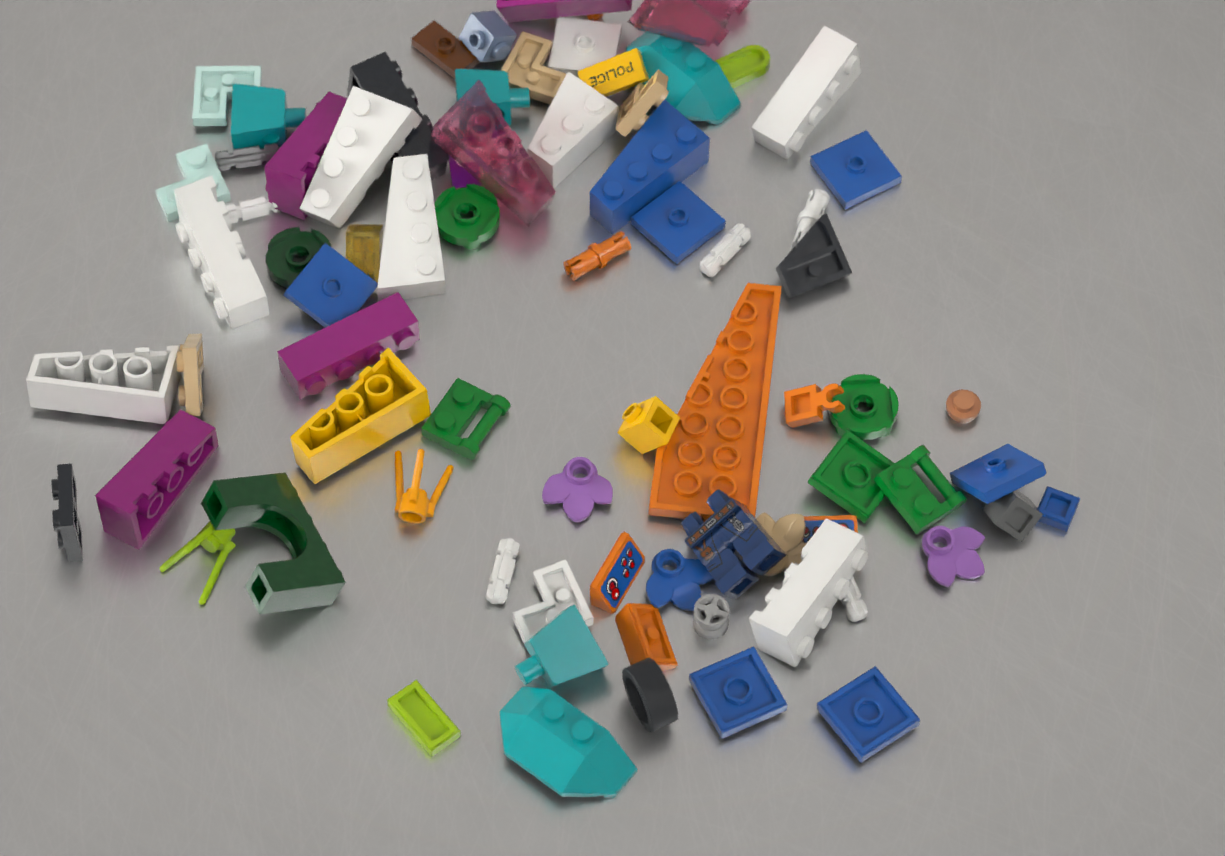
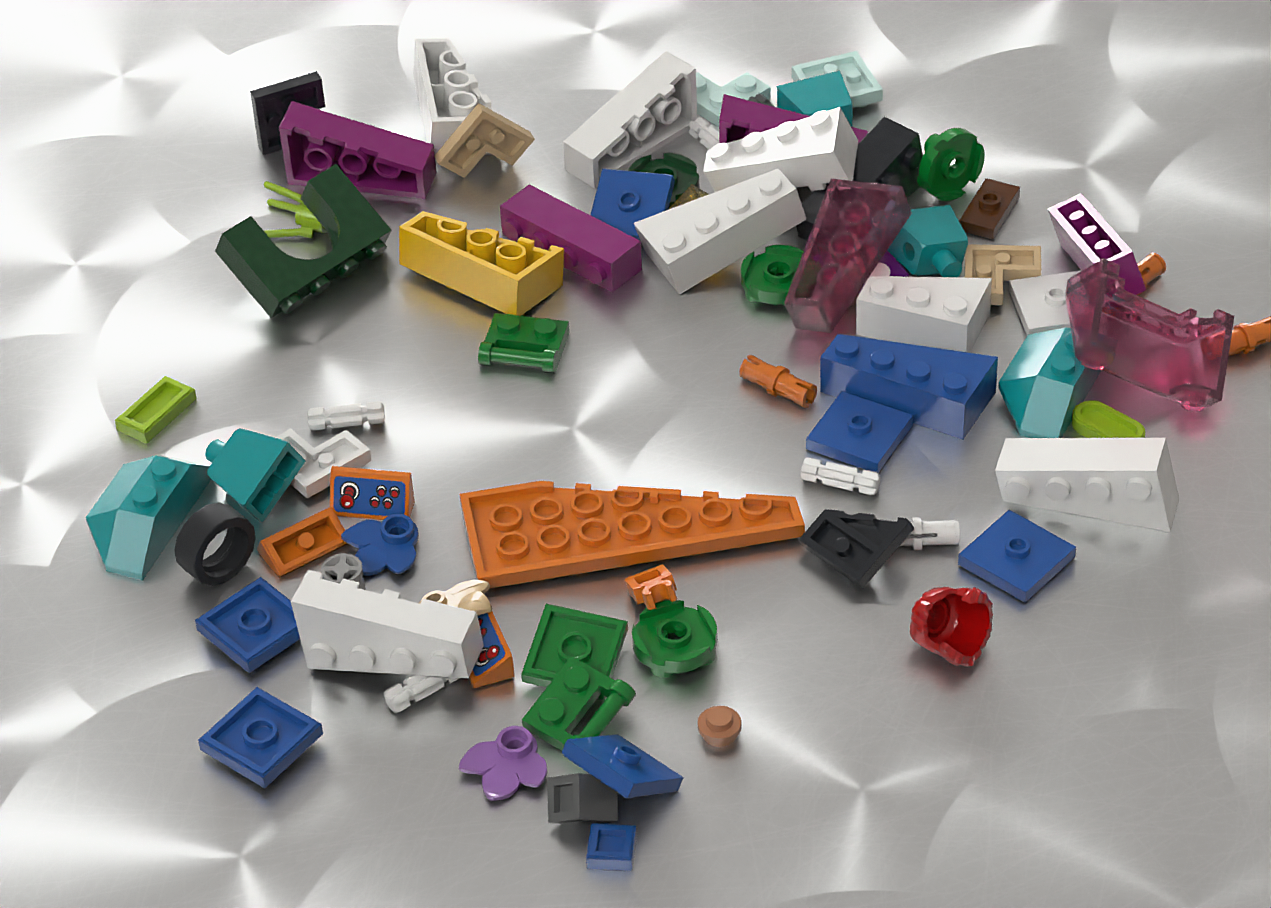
camera: 75 degrees right, 15 degrees down
(399, 49) = (937, 174): none -> green plate
(414, 504) = (401, 328): light orange plant -> none
(487, 36) = (1014, 220): sand blue brick -> none
(578, 493) = (470, 443): medium lavender plate -> none
(615, 73) = (1019, 322): yellow tile -> none
(633, 110) = (978, 334): tan plate -> none
(648, 424) = (560, 459): yellow brick -> none
(731, 544) = (430, 559): dark blue hips -> none
(925, 229) = (953, 623): none -> red hair

